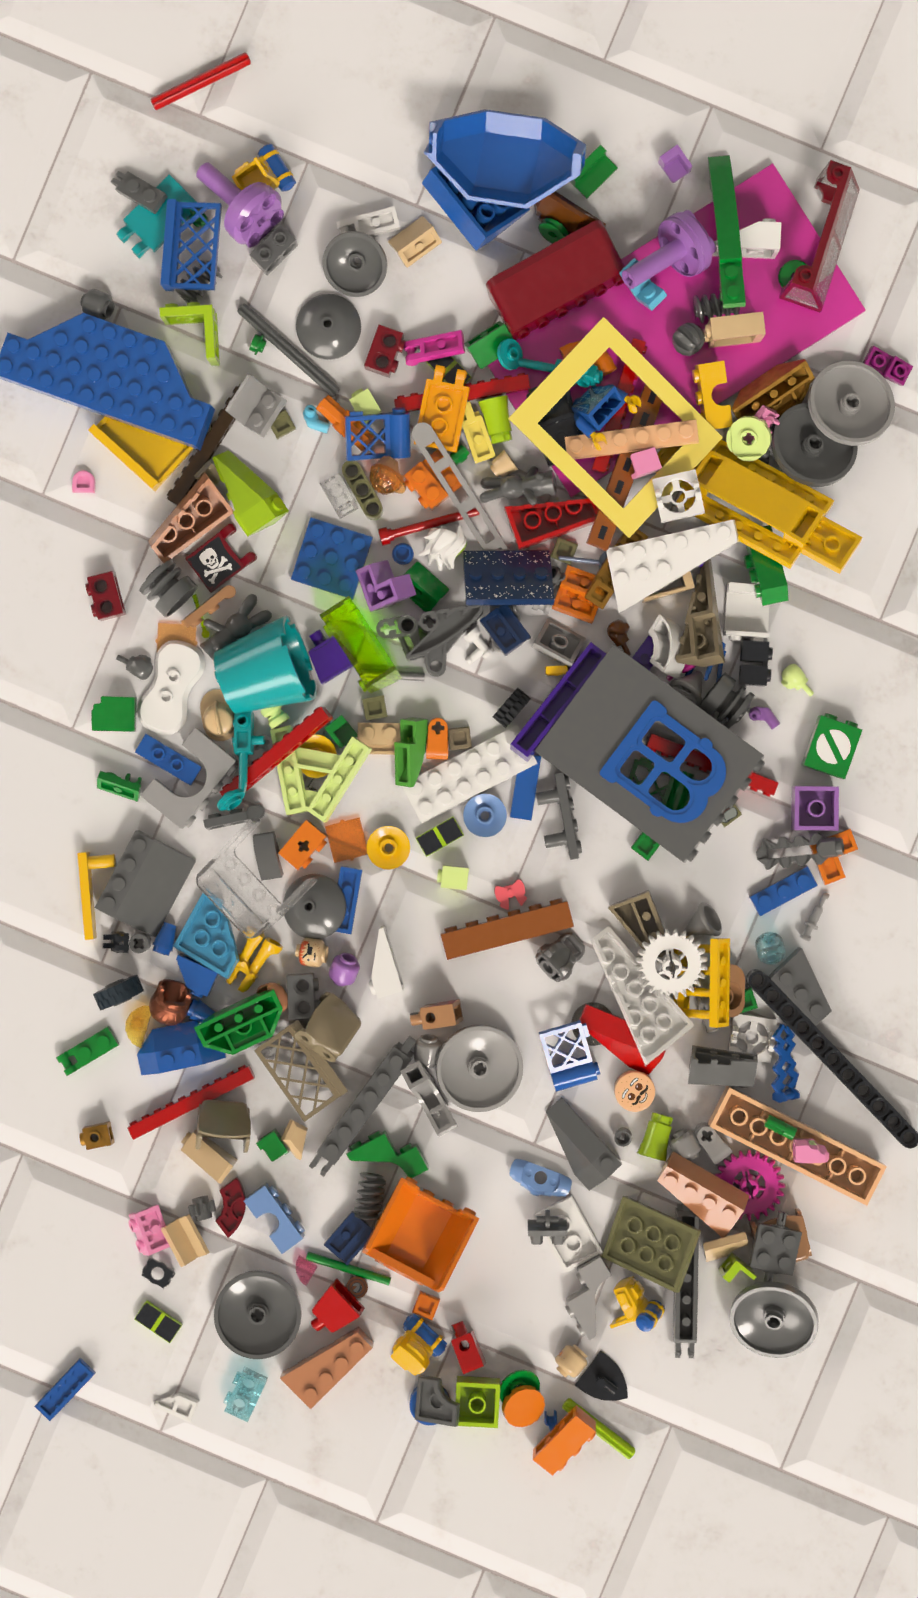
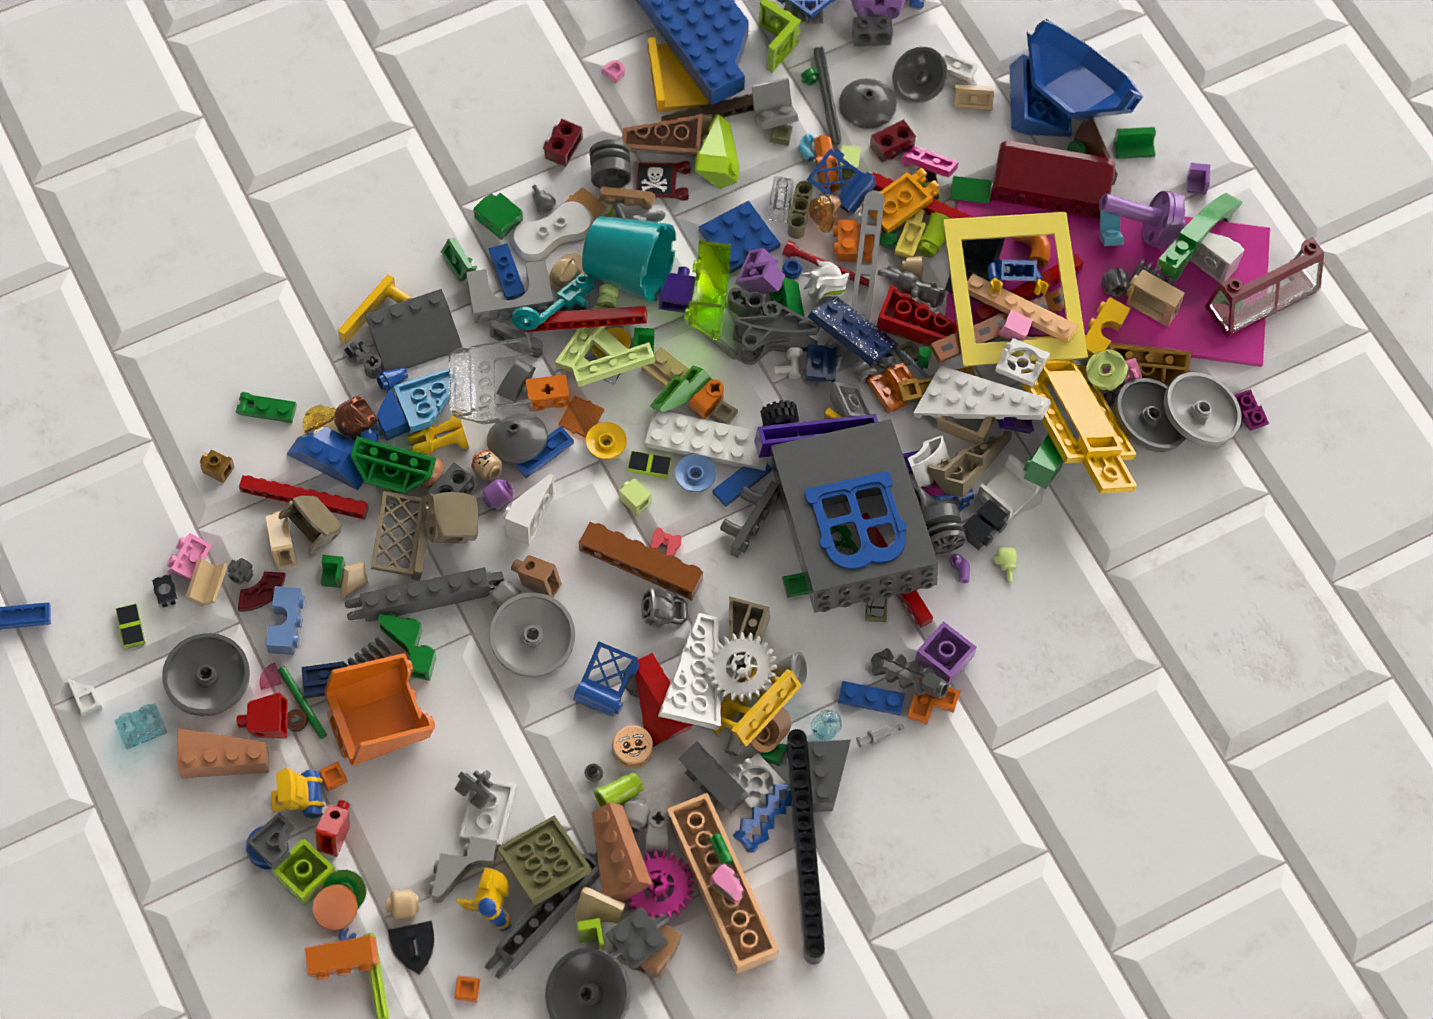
camera: 40 degrees right, 25 degrees down
(118, 992) = (326, 380): black wheel -> none
(374, 707) = (681, 347): olive plate -> none
(429, 1097) = (477, 622): light grey arch -> none
(511, 357) = (1018, 245): teal piece -> none
(524, 1173) = (511, 766): medium blue piece -> none
(584, 549) = (924, 357): none -> green piece
(585, 1151) = (555, 762): dark grey wedge -> none
(618, 634) = (903, 430): reddish brown piece -> none
(673, 1379) = (467, 989): none -> orange tile
(832, 746) = (994, 624): green brick -> none

